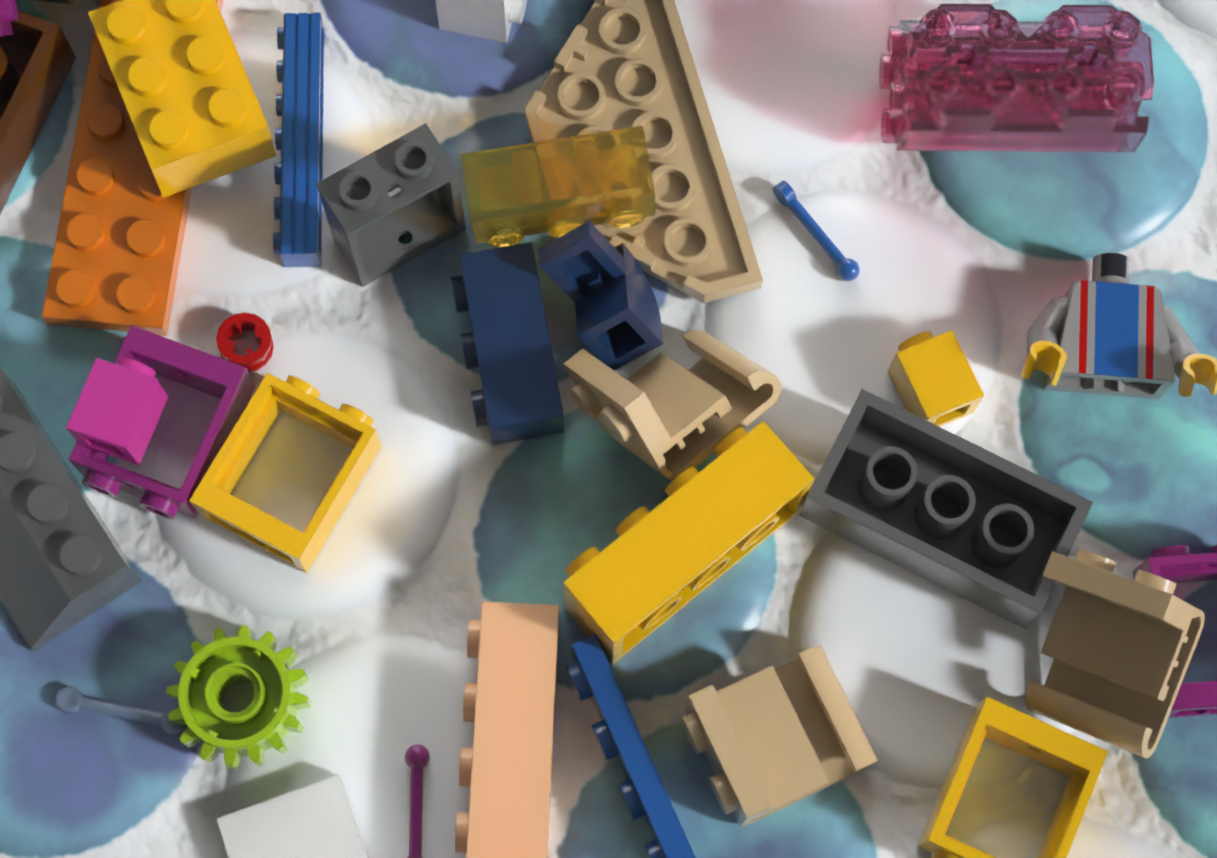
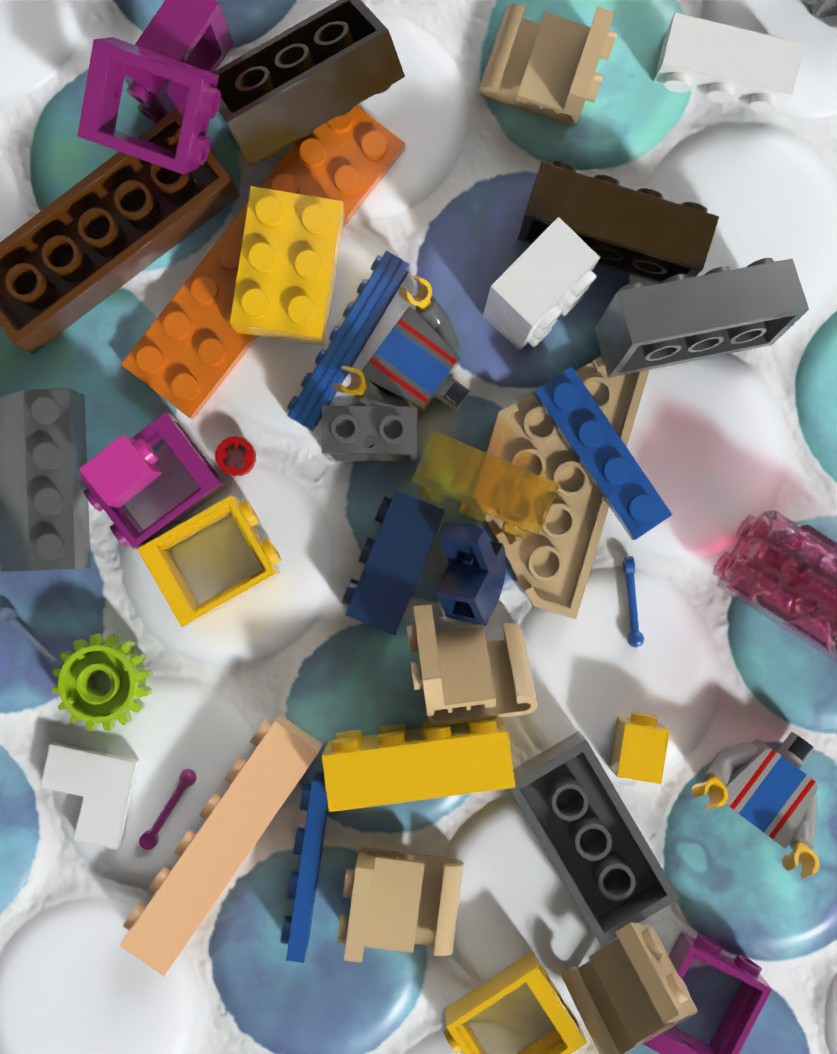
camera: 35 degrees right, 15 degrees up
(385, 95) = (412, 360): none -> torso
(670, 82) = (602, 453): none -> blue plate

